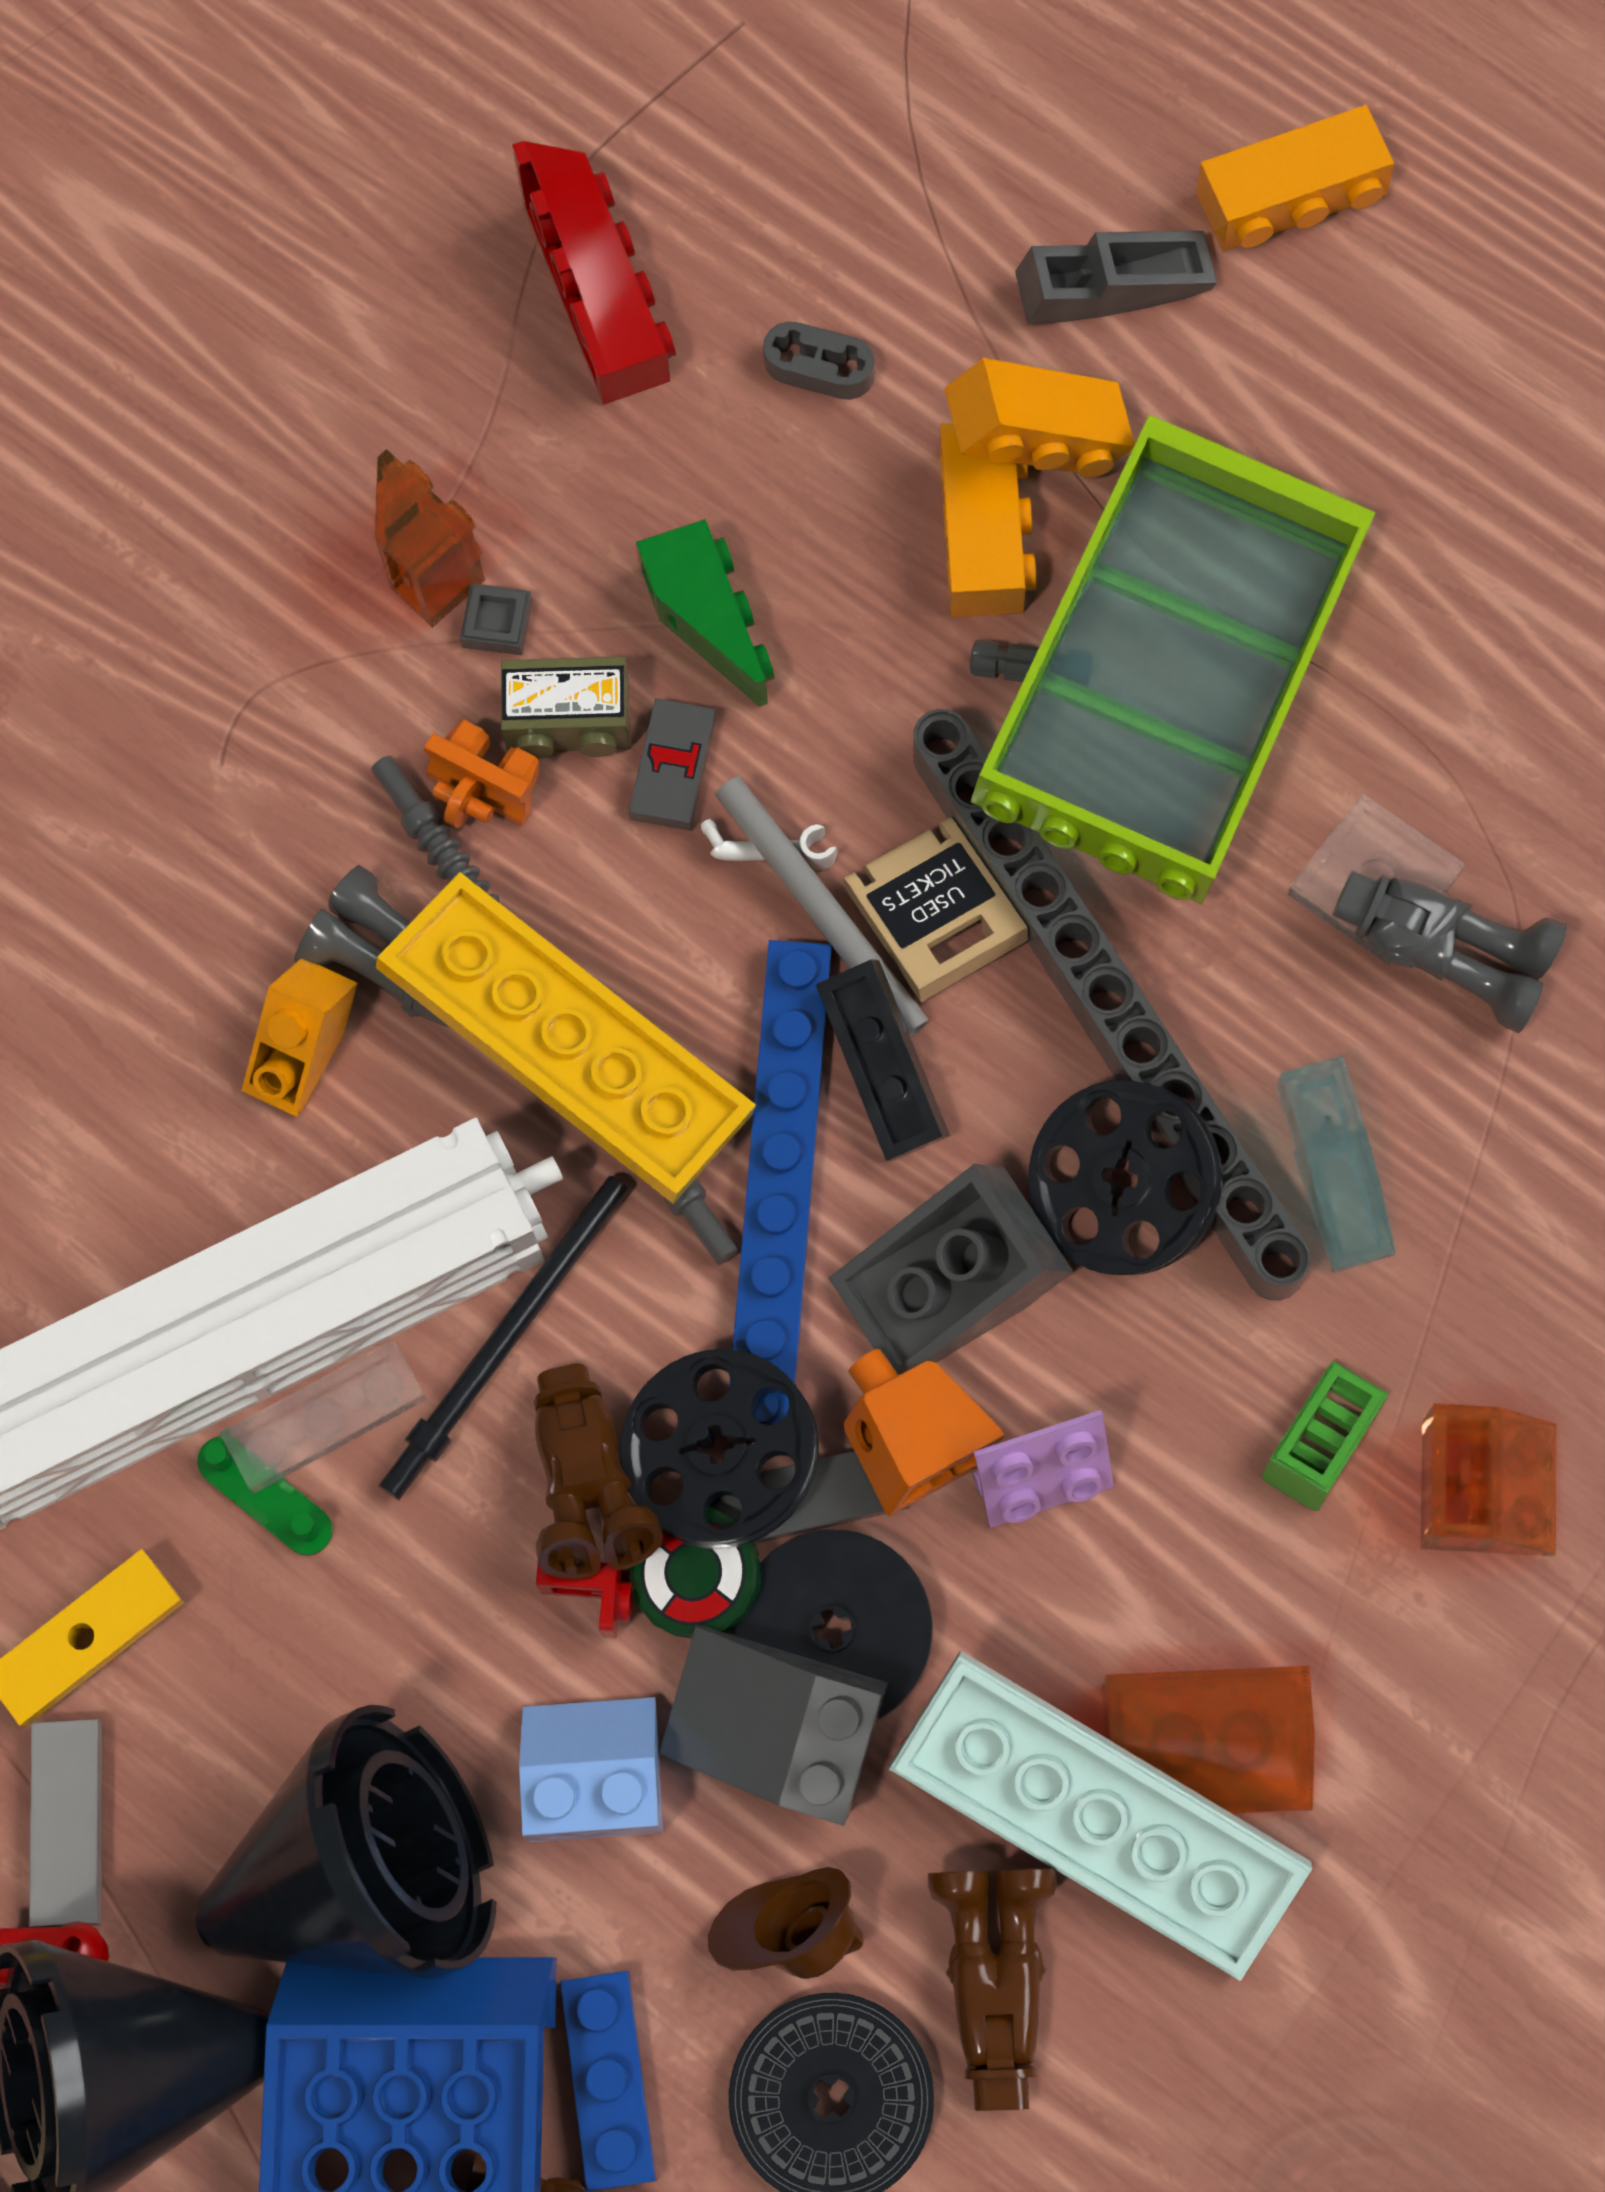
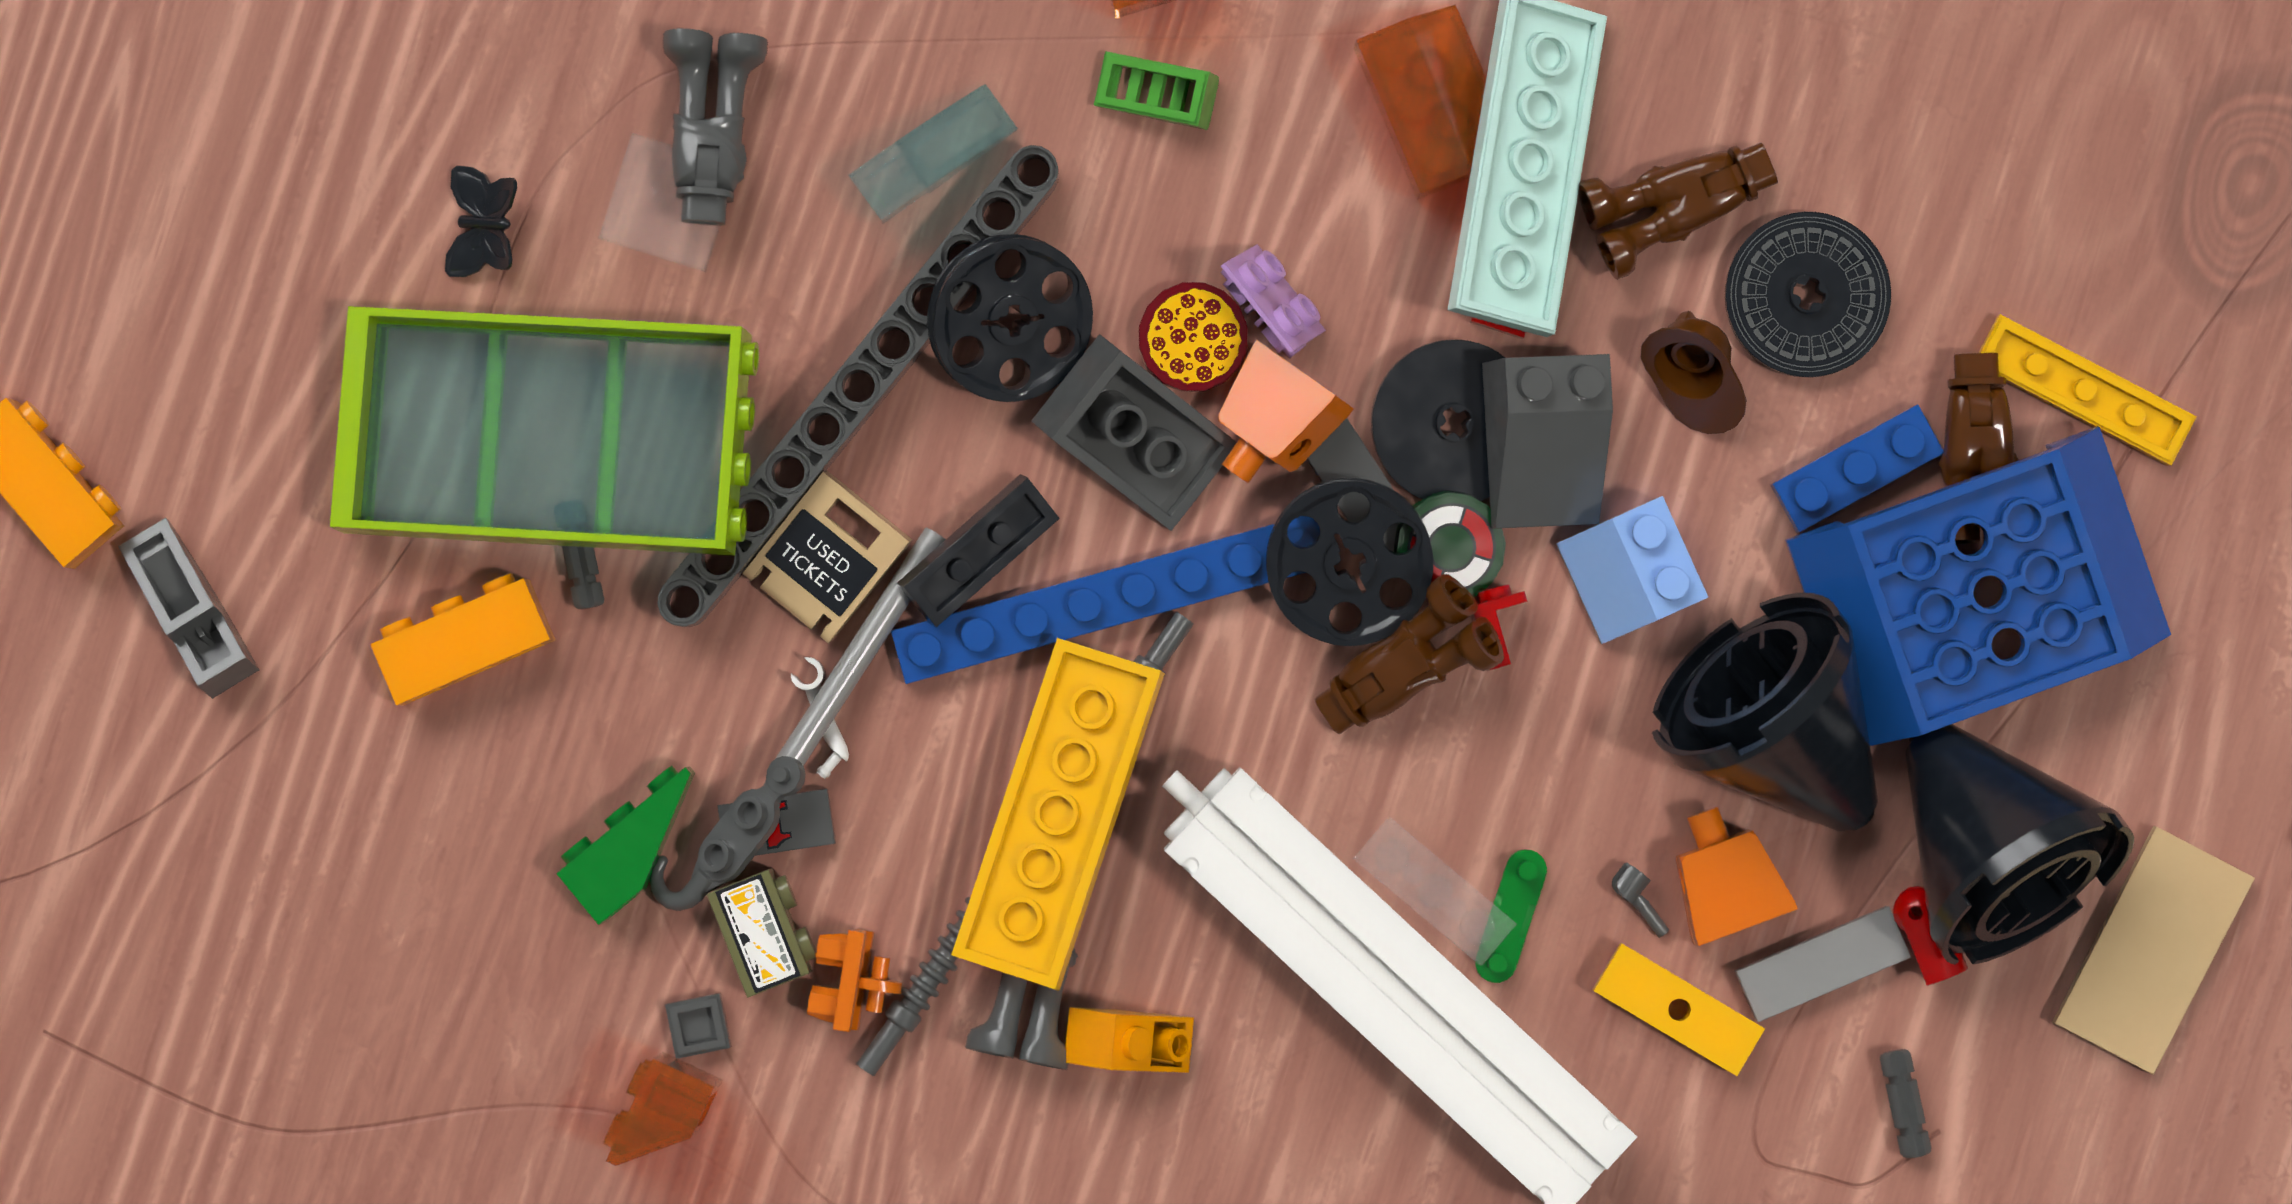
camera: 115 degrees left, 15 degrees up
(199, 1747) = (1728, 880): none -> orange torso
(242, 1635) = (1629, 884): none -> dark grey hand
(429, 1437) = (1419, 800): black bar -> none
(593, 270) = (350, 1064): red wedge -> none
(673, 707) = (734, 837): none -> dark grey piece
(819, 360) = (345, 840): dark grey beam -> none
(1033, 1373) = (1193, 337): none -> tile
(1039, 417) = (369, 617): light orange brick -> none
(1439, 695) = (486, 239): none -> black piece

